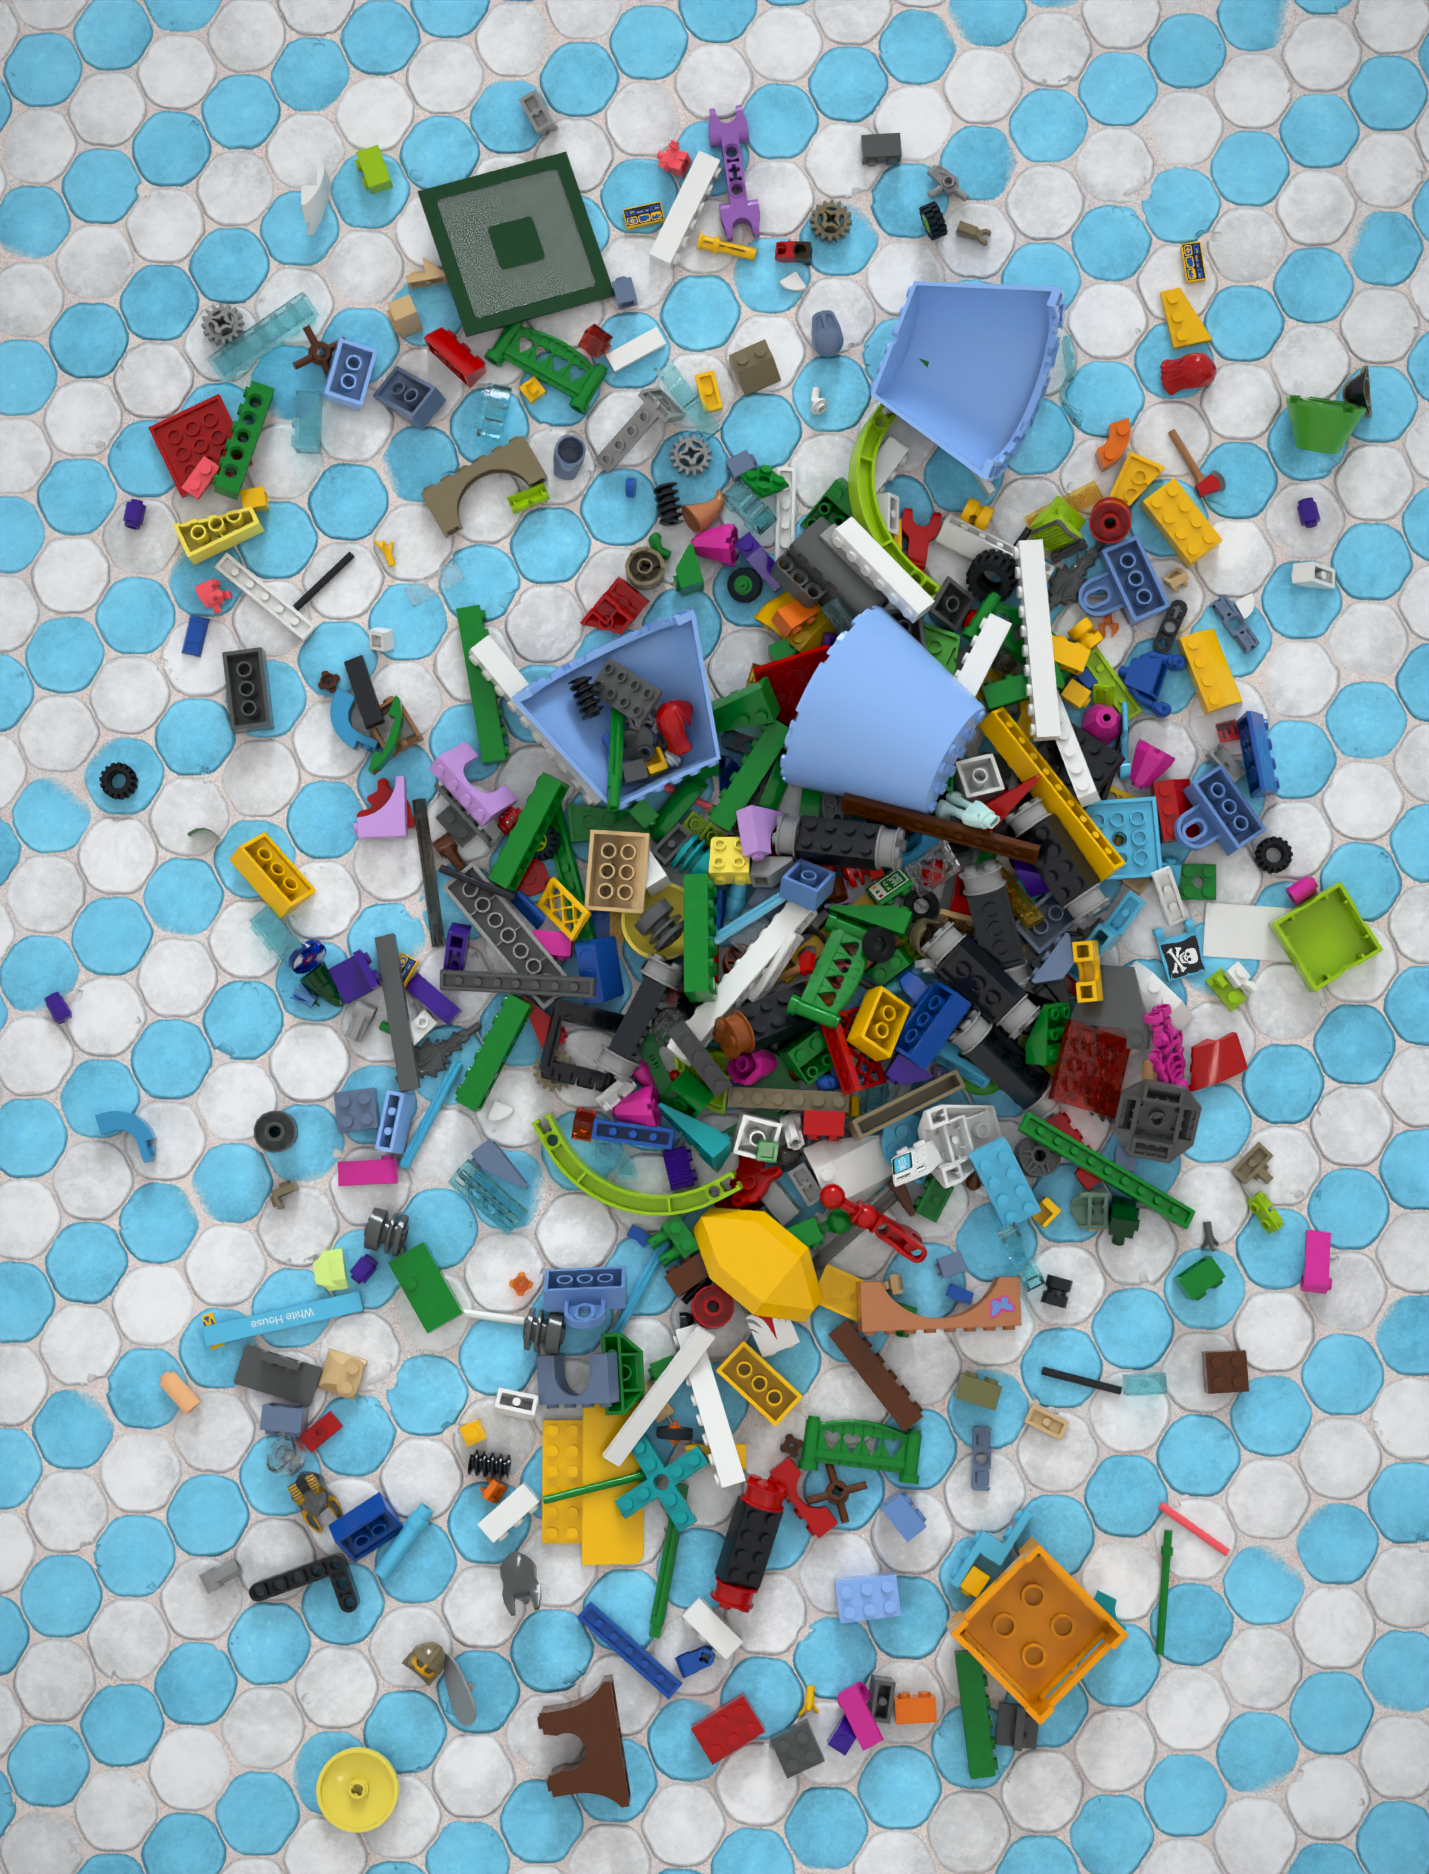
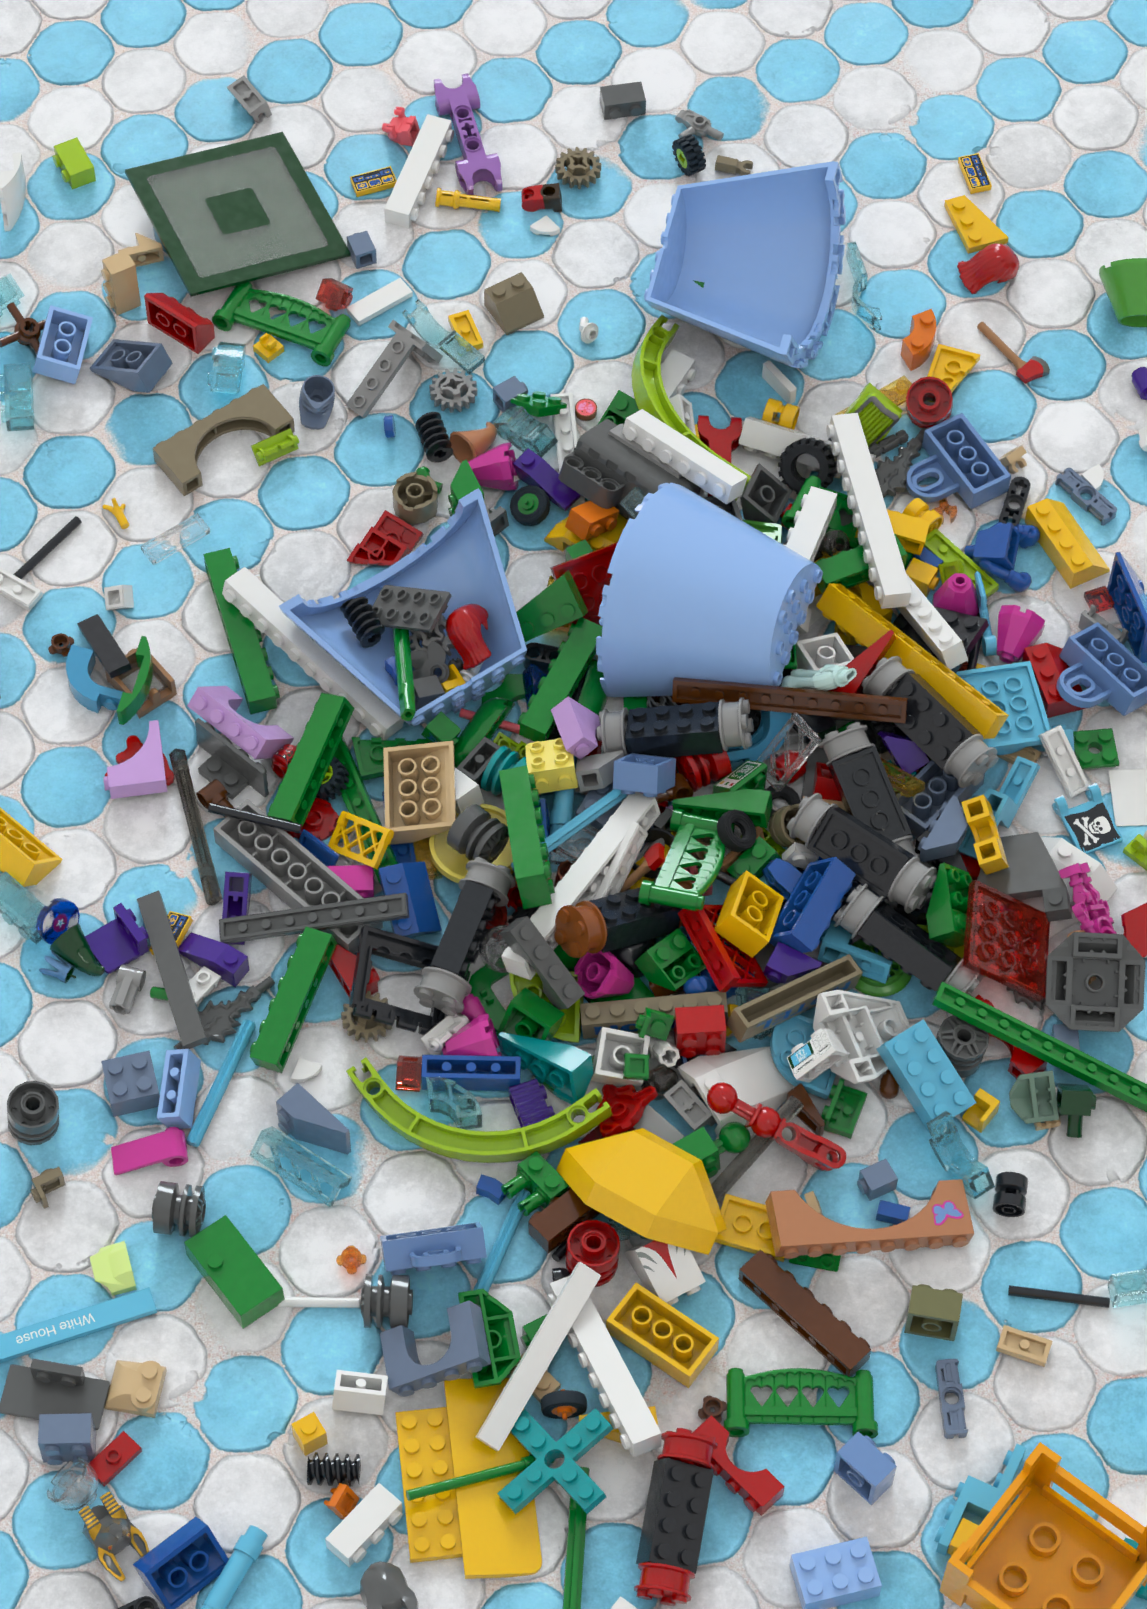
camera: 15 degrees left, 25 degrees down
(364, 1269) = (153, 1260): dark purple brick -> none
(712, 598) = (498, 519): none -> dark grey tile
(787, 1115) = (654, 1024): none -> green bracket
(806, 485) = (585, 409): none -> tile
(826, 333) = (588, 265): sand blue helmet -> none
(844, 1495) = (777, 1455): reddish brown bar -> none
(1180, 523) = (1007, 404): yellow brick -> none

